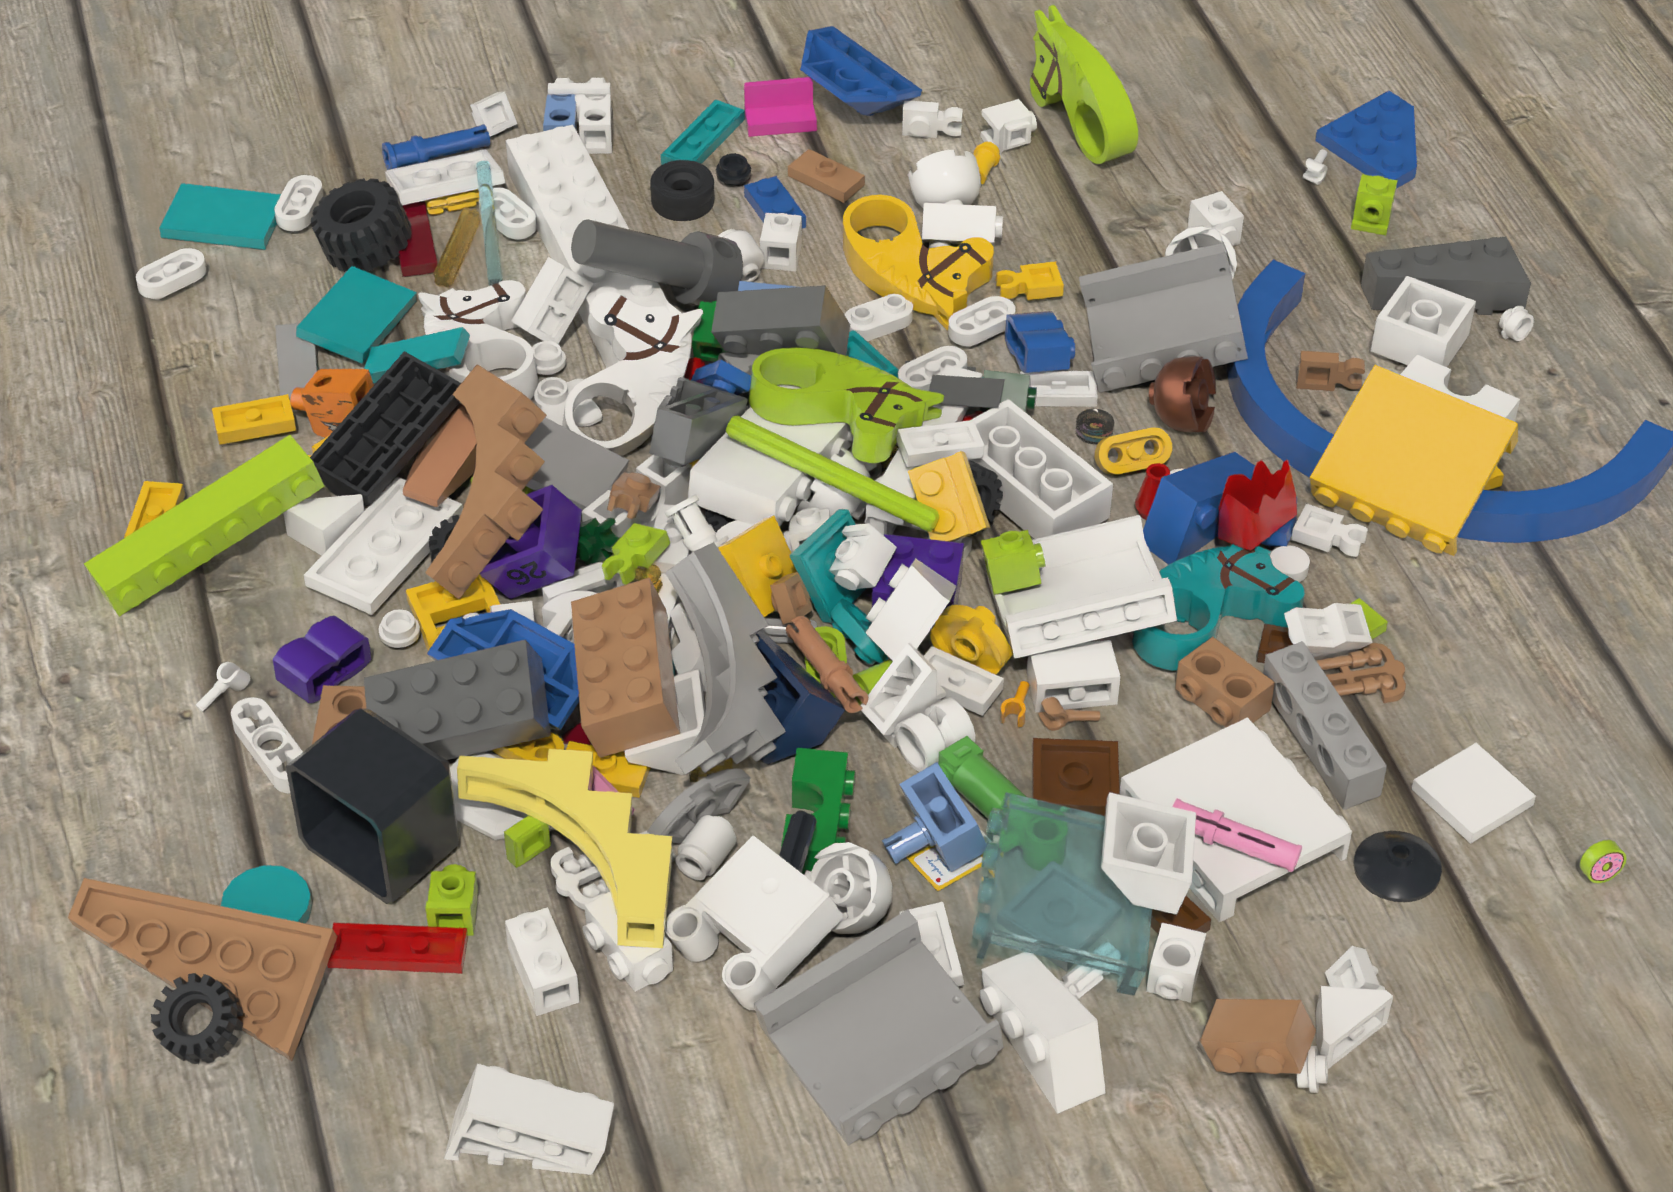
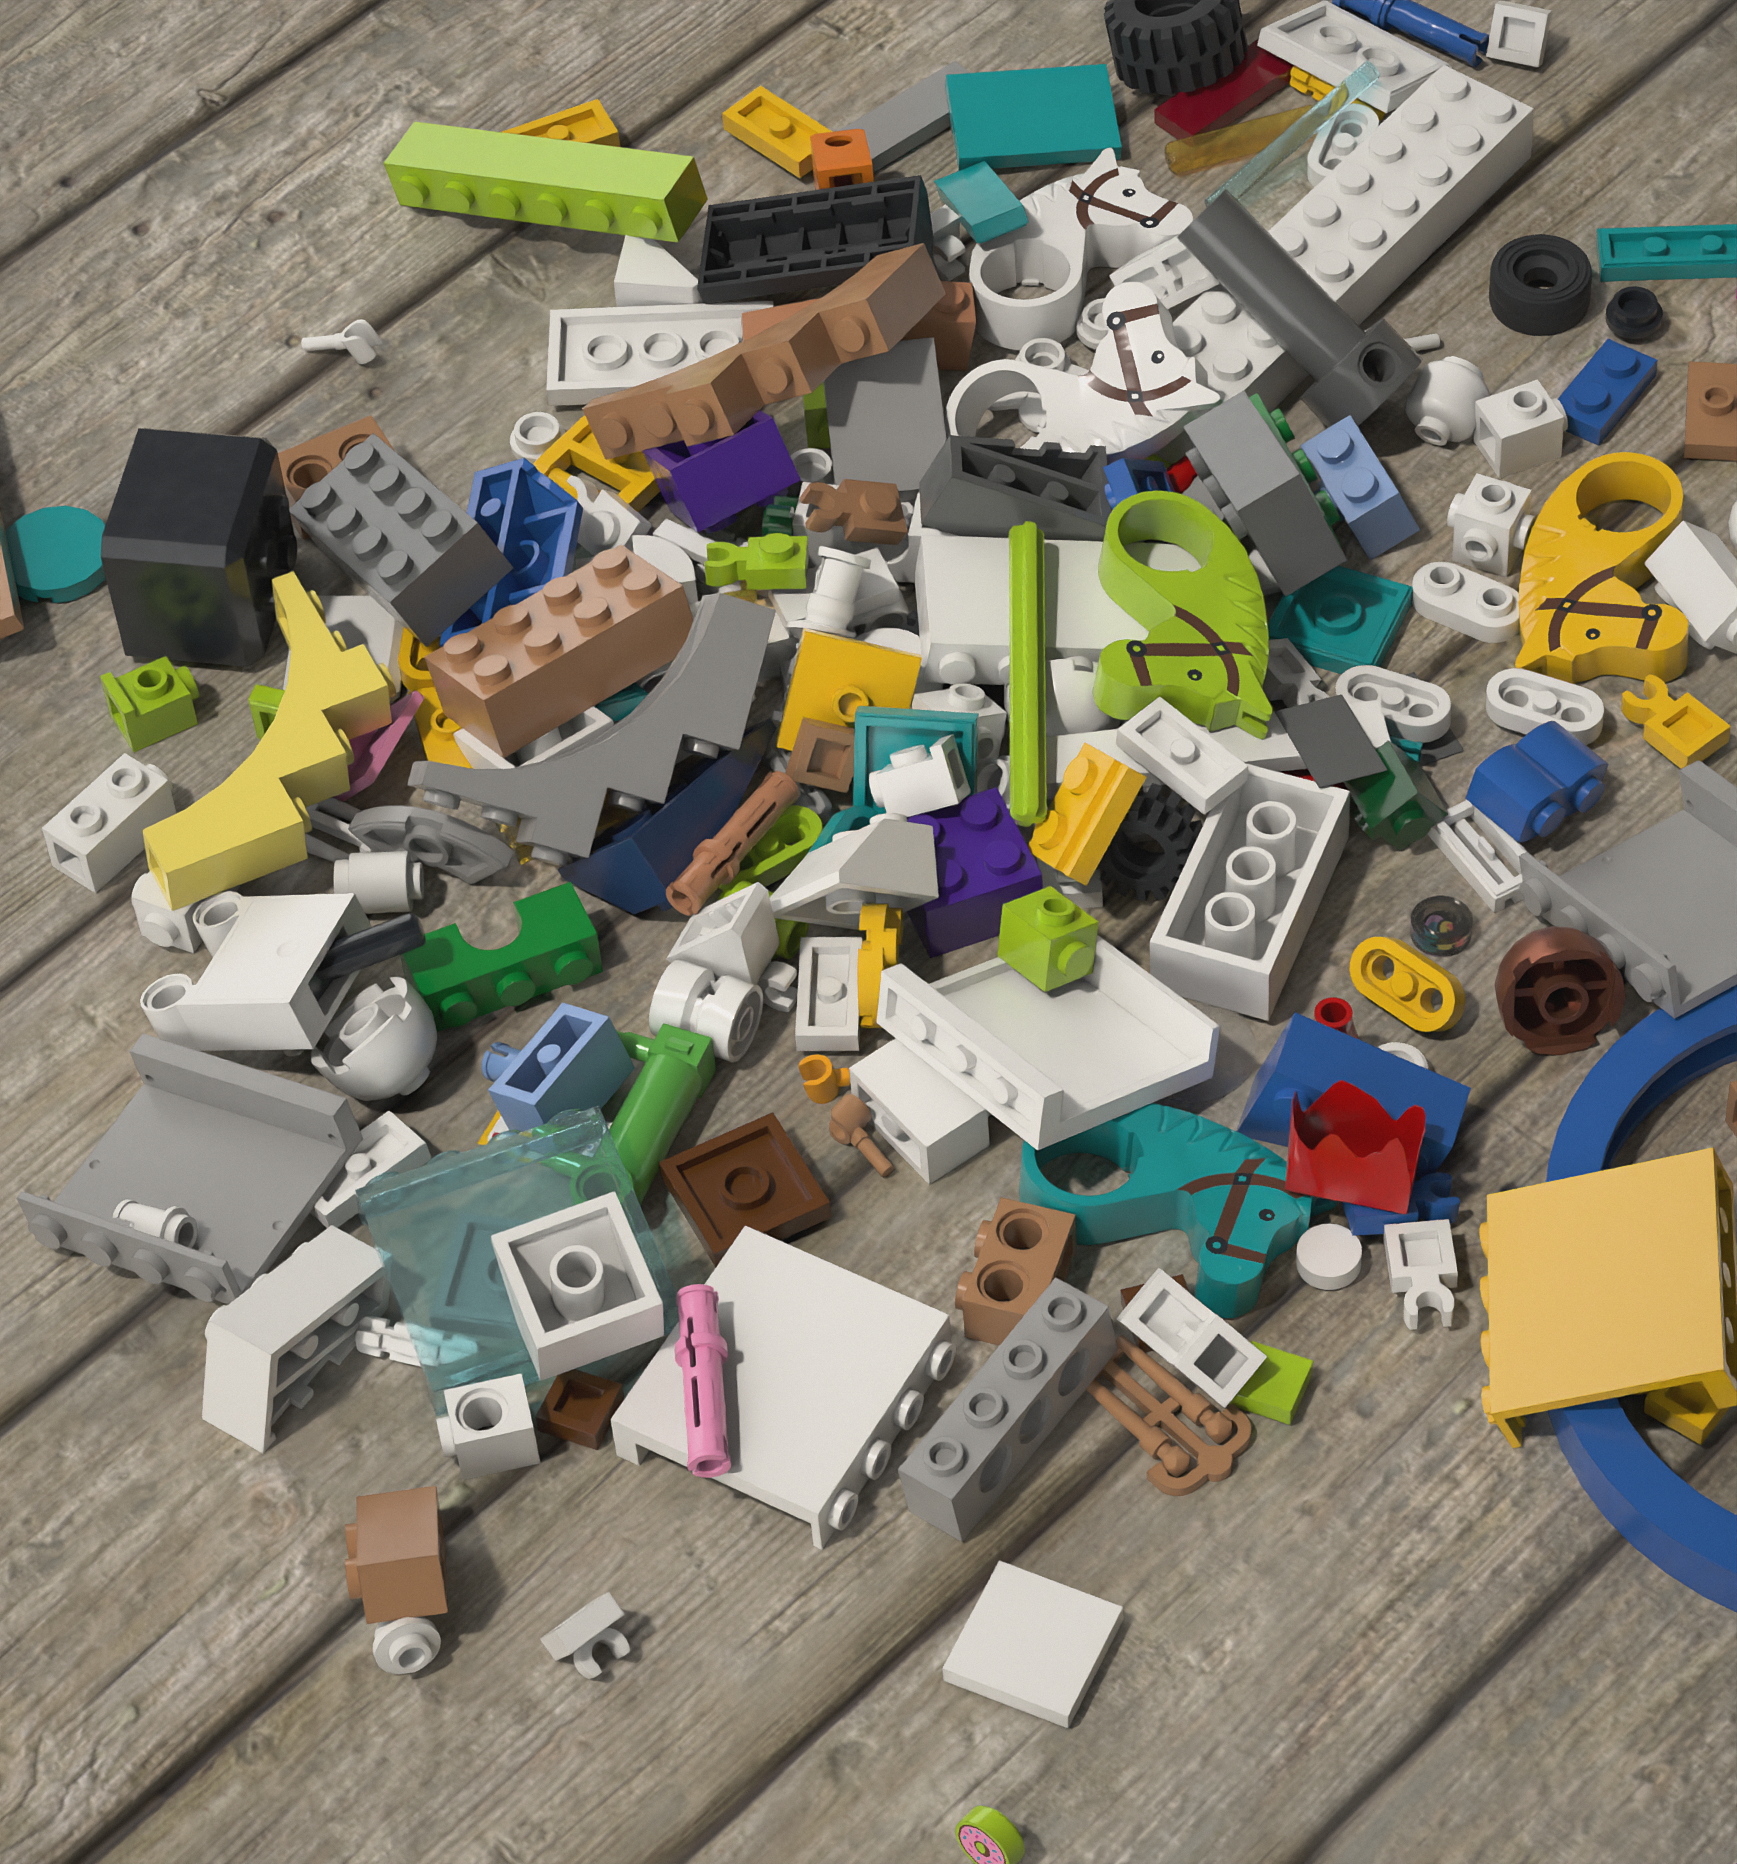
camera: 65 degrees right, 5 degrees up
(269, 729) = (290, 407): white beam -> none
(322, 657) = (435, 398): dark purple brick -> none
(399, 948) = (67, 696): red tile -> none
(583, 105) = (1596, 110): white hips -> none
(845, 277) = (1490, 524): none -> white brick
(916, 1056) = (167, 1224): none -> white pin
(1348, 1018) = (500, 1647): white slope -> none
(1397, 866) = (849, 1634): black dish -> none

